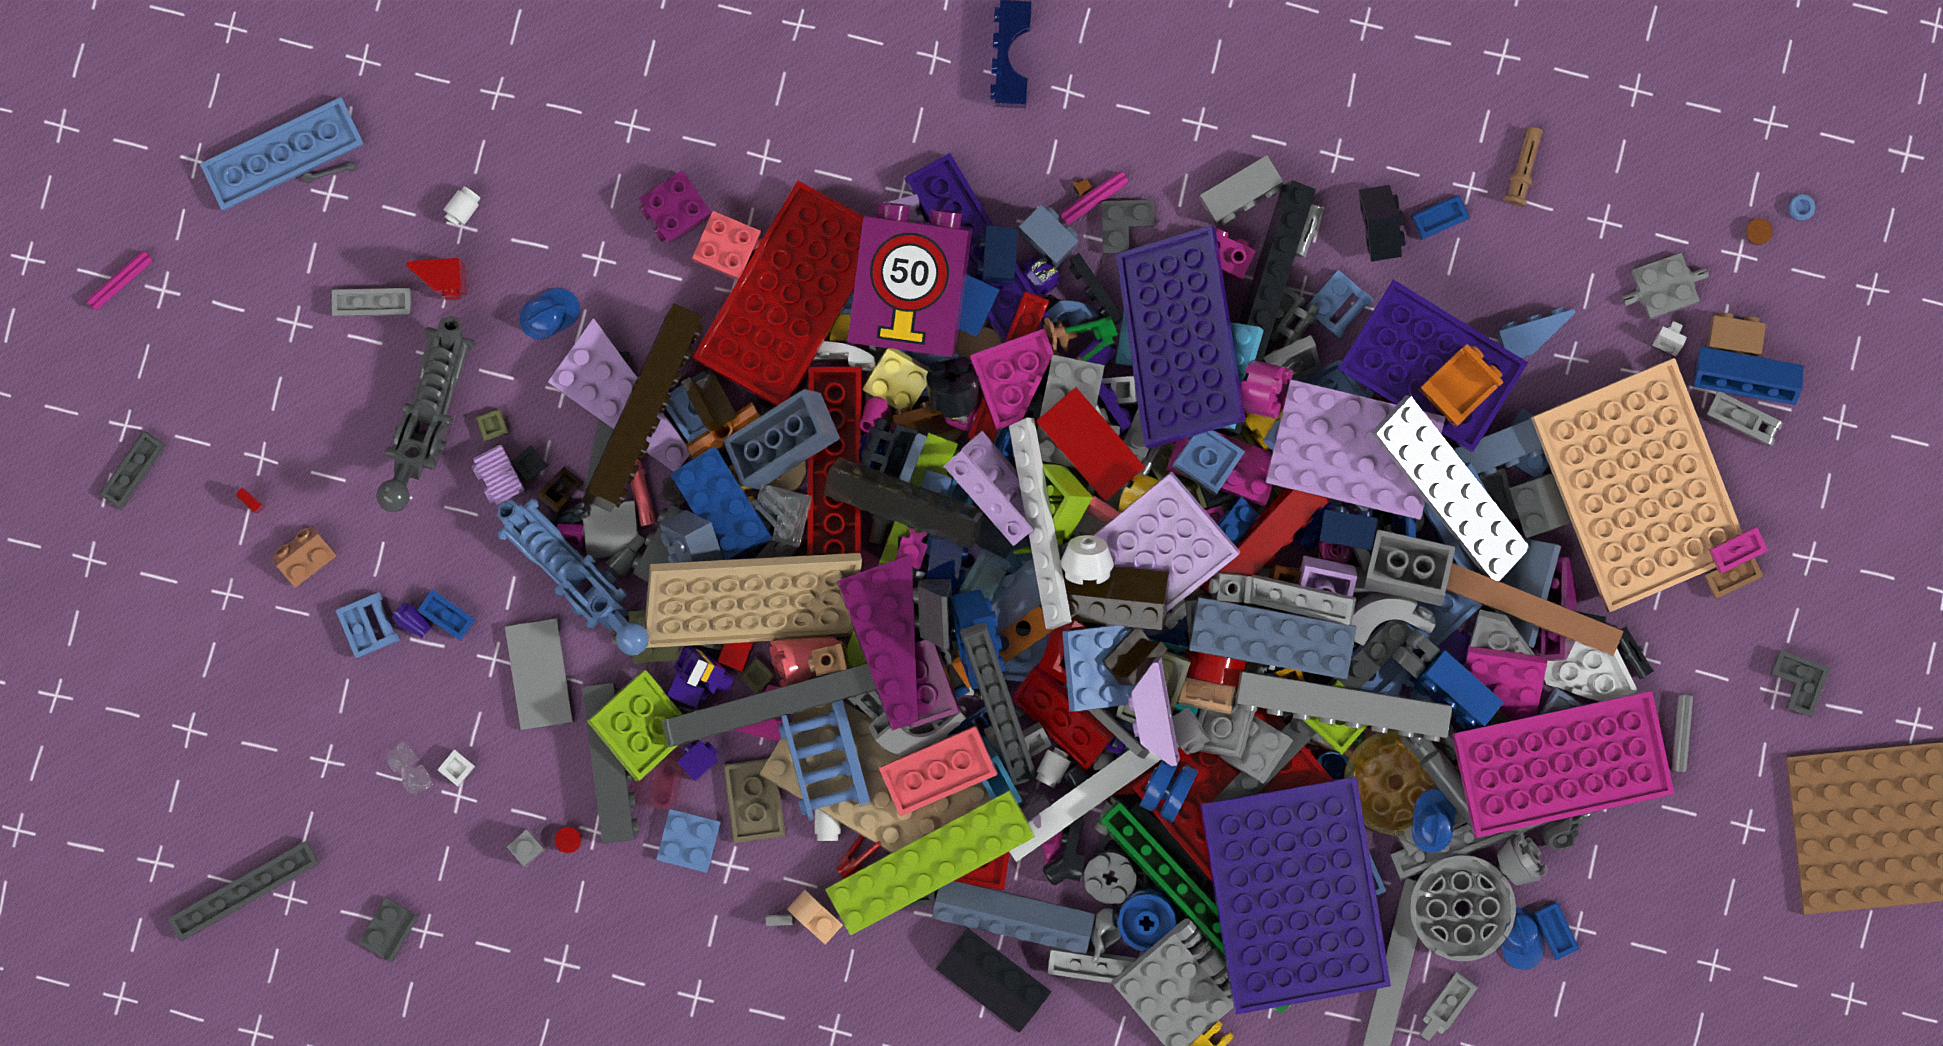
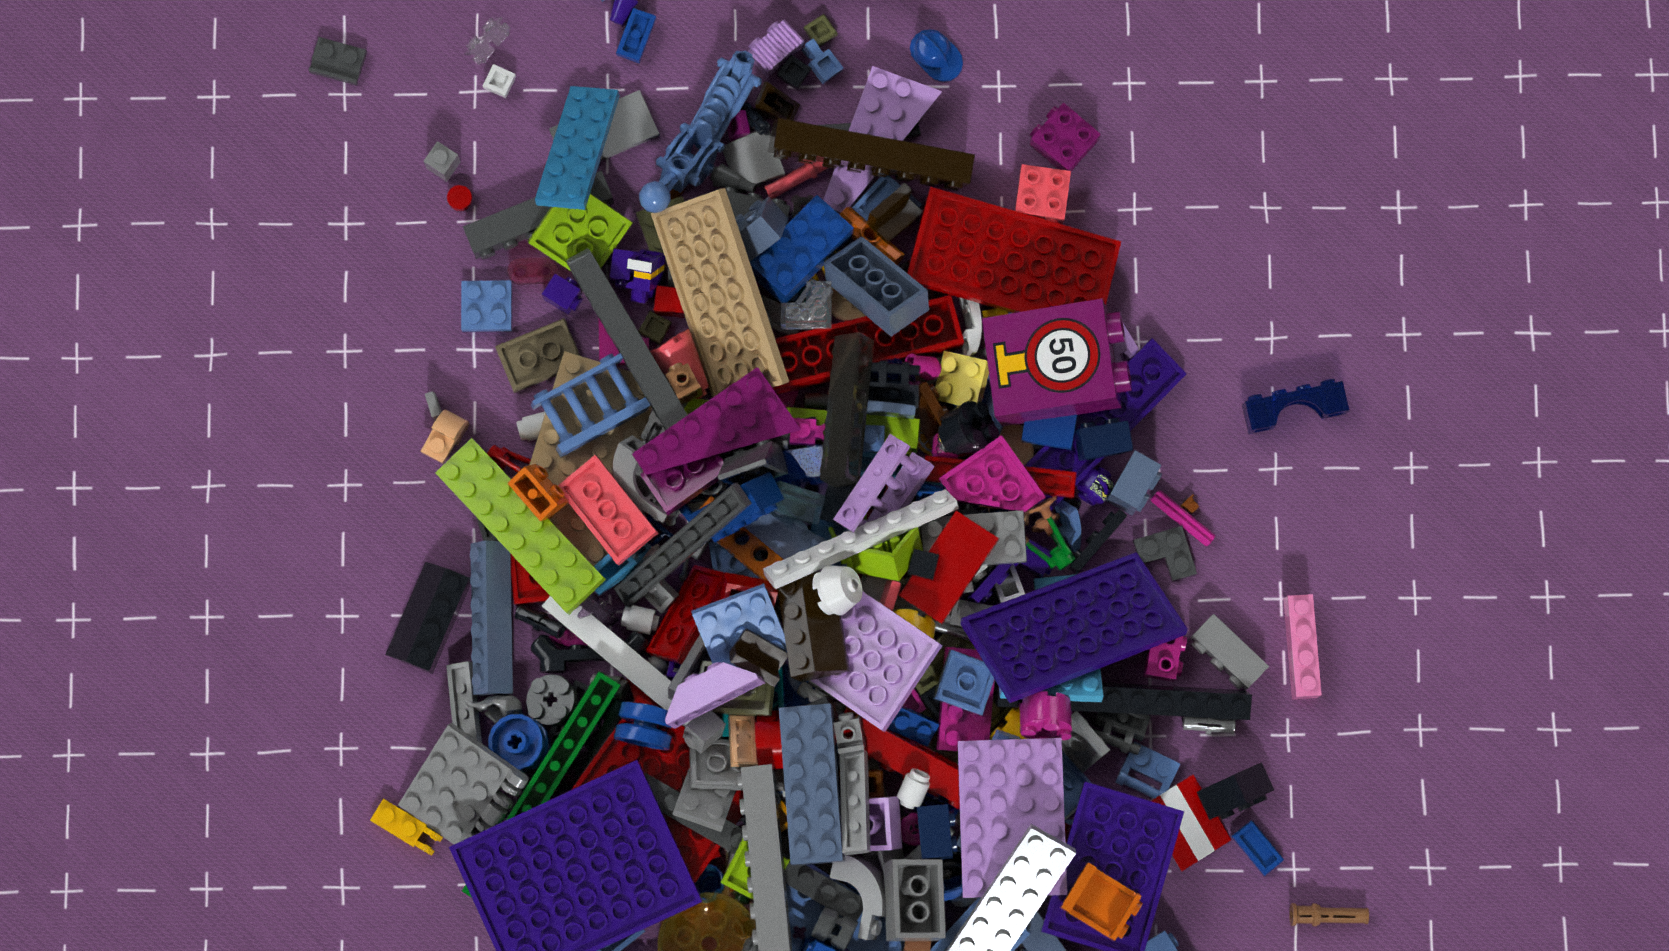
camera: 70 degrees right, 5 degrees down
(530, 431) = (823, 63): none -> medium blue plate
(554, 704) = (577, 147): none -> dark azure plate
(902, 834) = (538, 491): none -> orange brick
(1028, 868) = (540, 621): none -> black pin
(1082, 468) = (923, 564): none -> black tile
(1255, 116) = (1302, 646): none -> bright pink brick
(1300, 538) = (913, 788): none -> white brick
(1411, 270) = (1197, 833): none -> sticker

